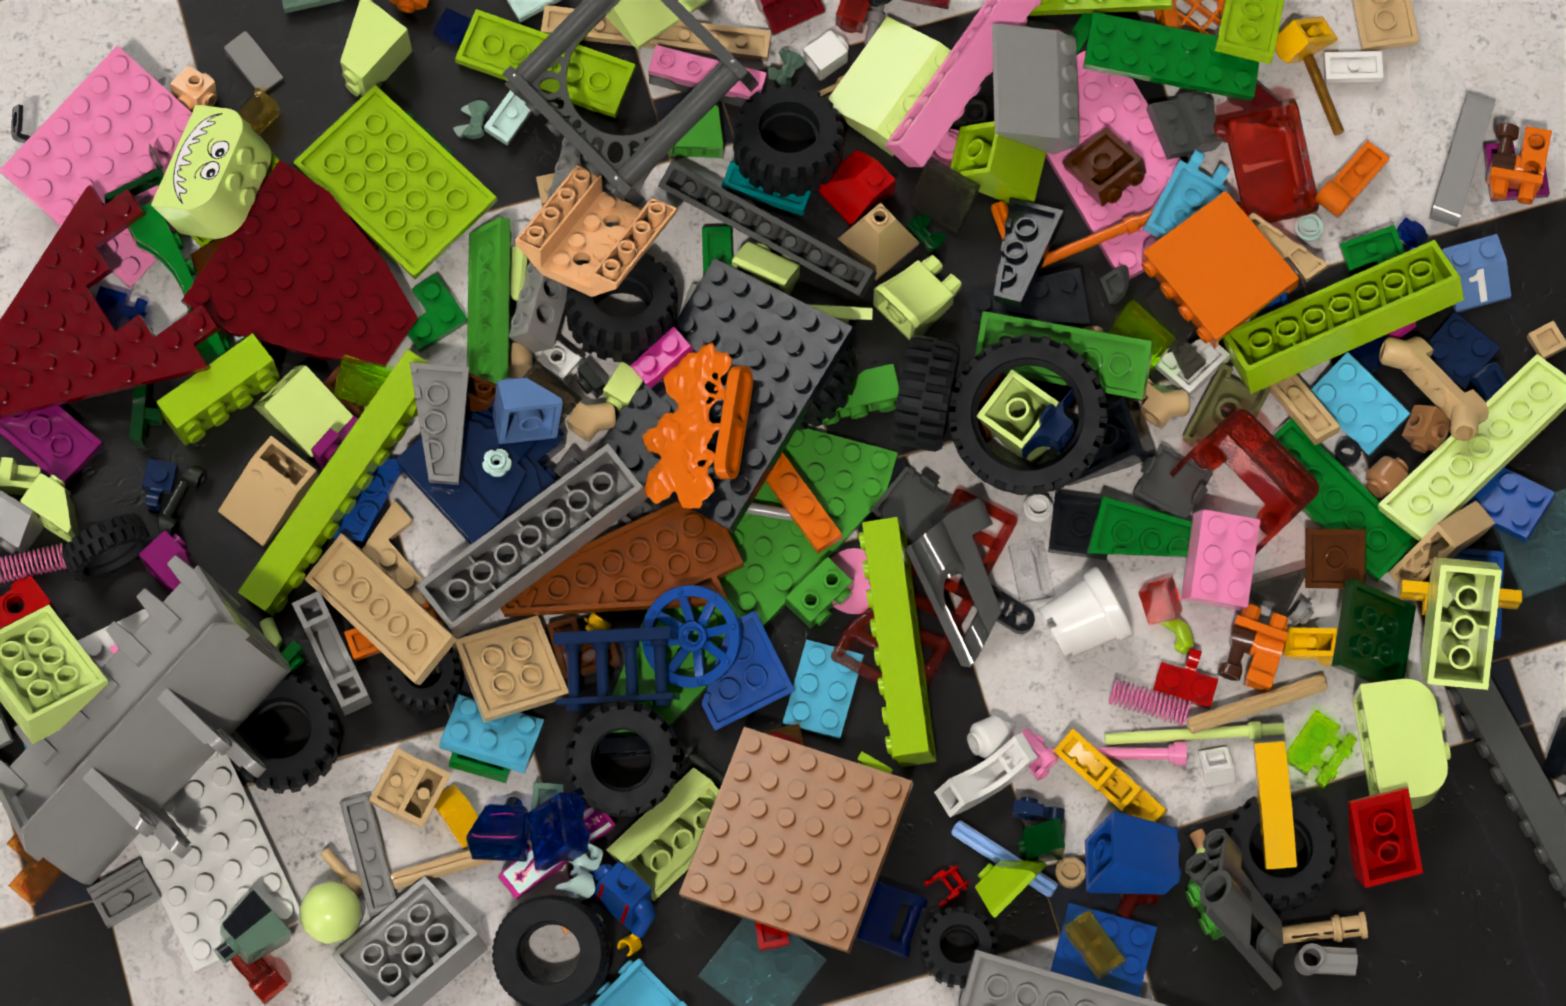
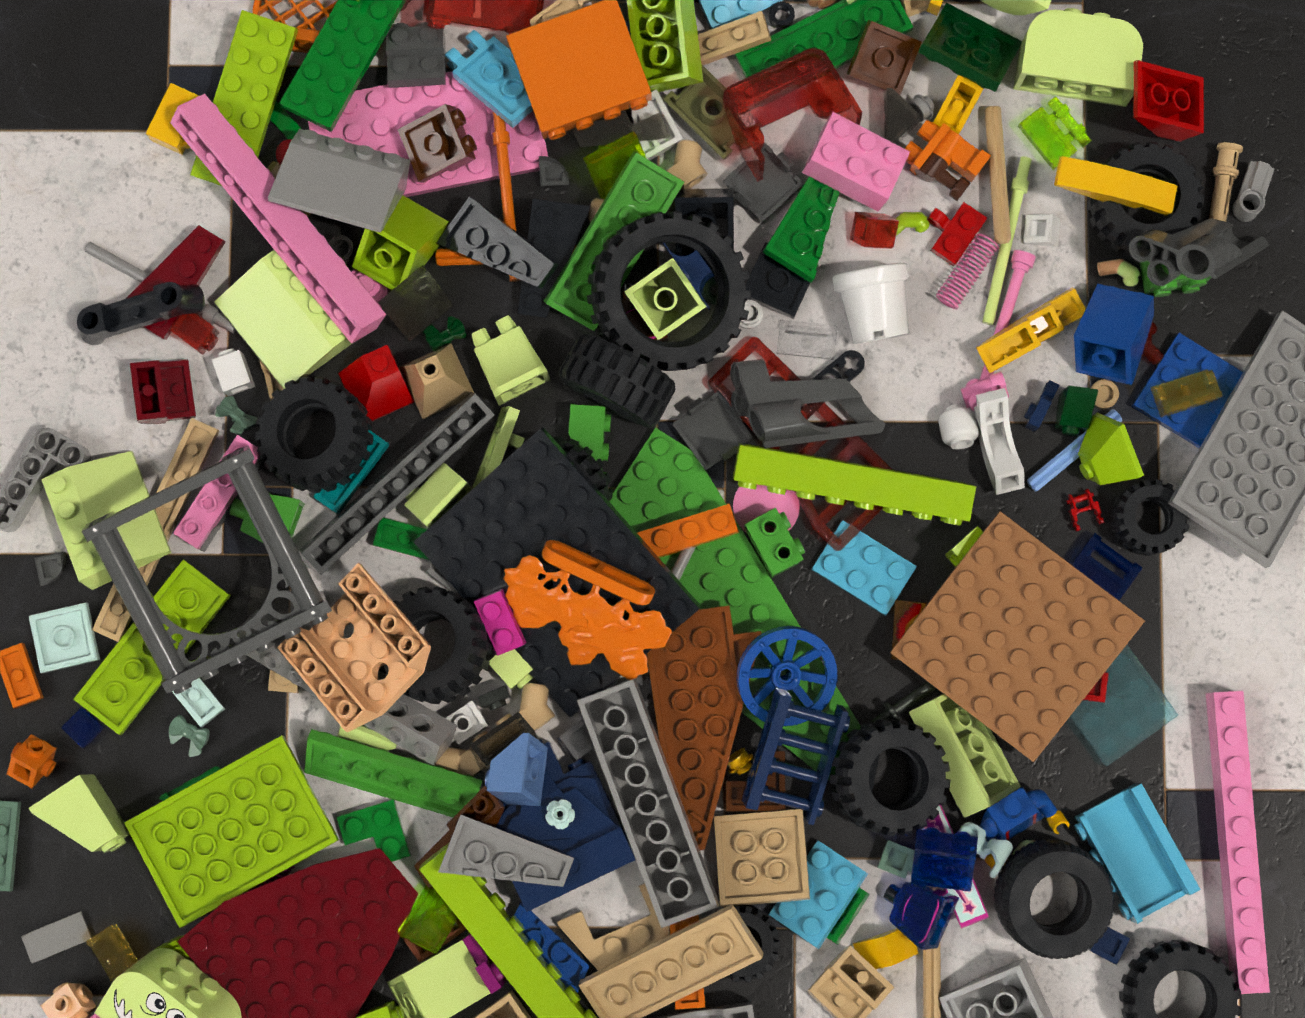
camera: 70 degrees left, 10 degrees up
(752, 681) = (843, 628): blue plate -> none

